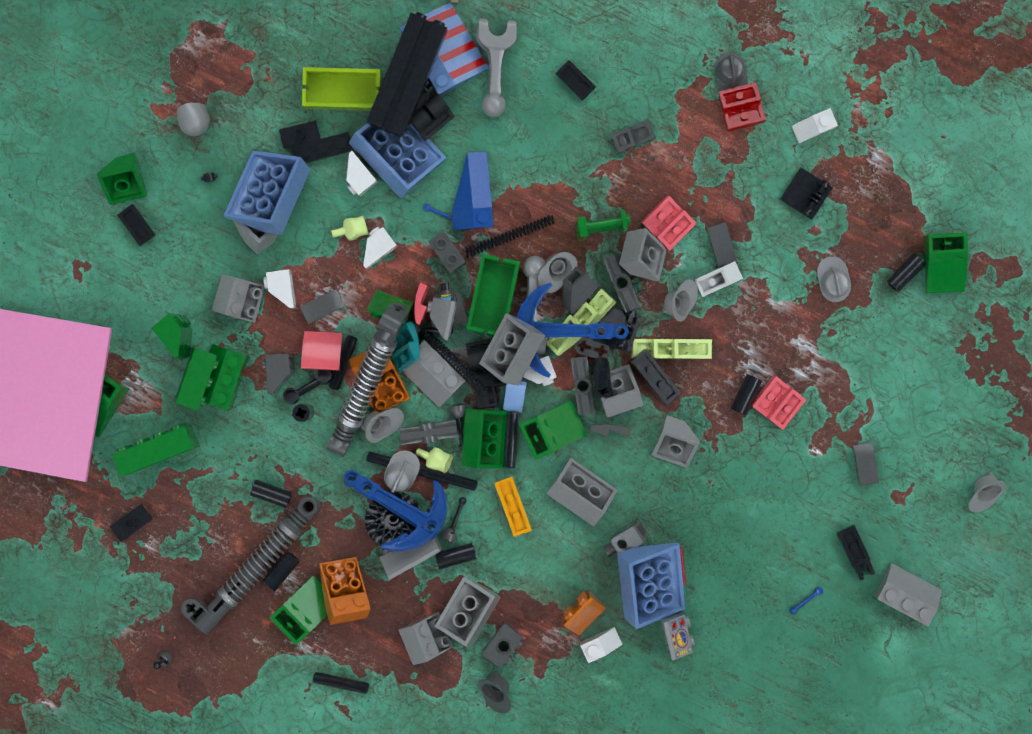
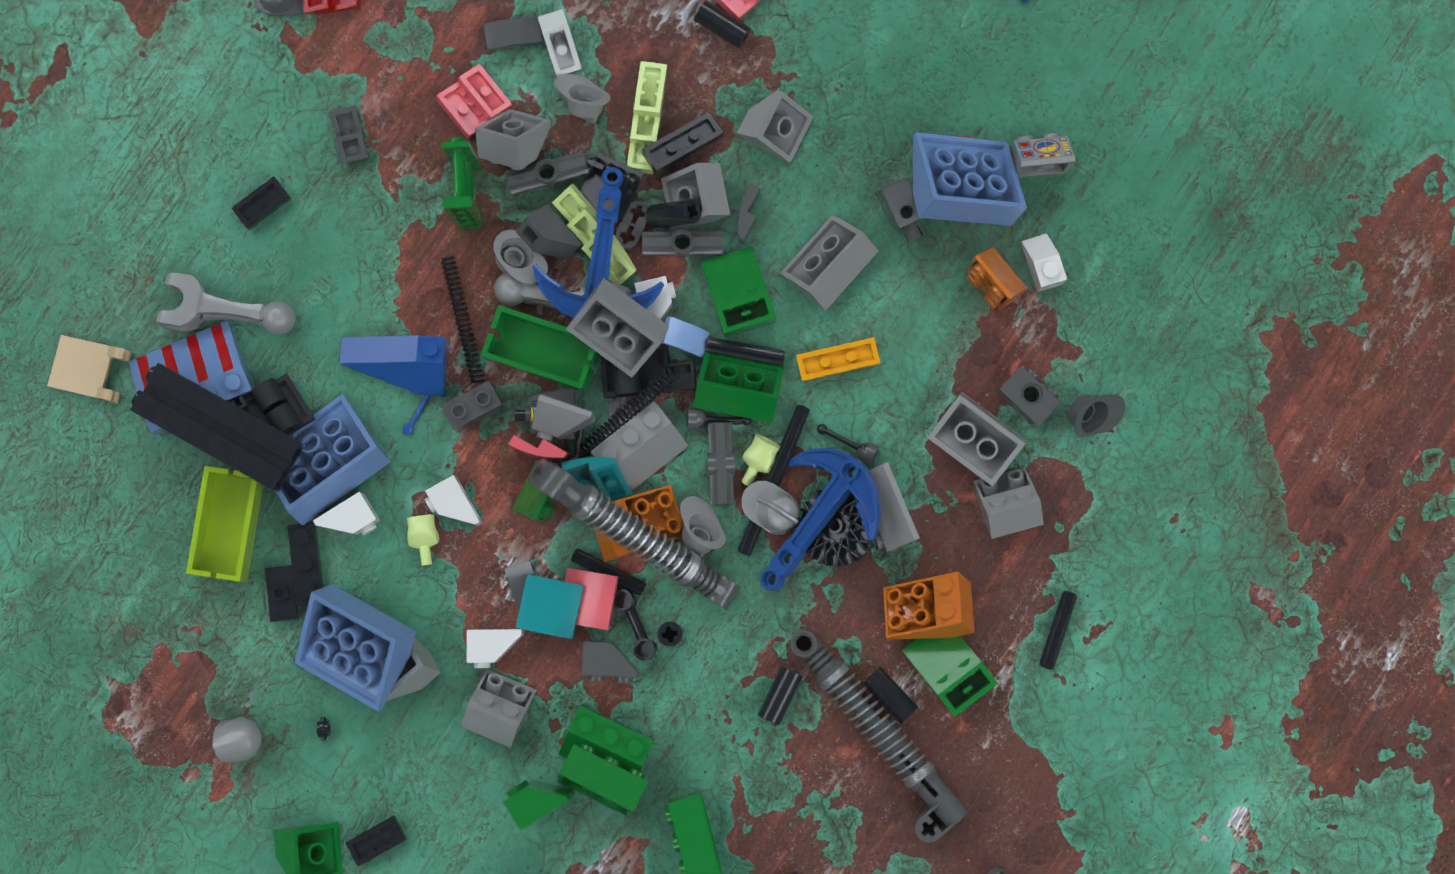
camera: 80 degrees left, 5 degrees down
(312, 325) = (550, 606): none -> teal slope
(455, 556) = (897, 446): black piece -> none

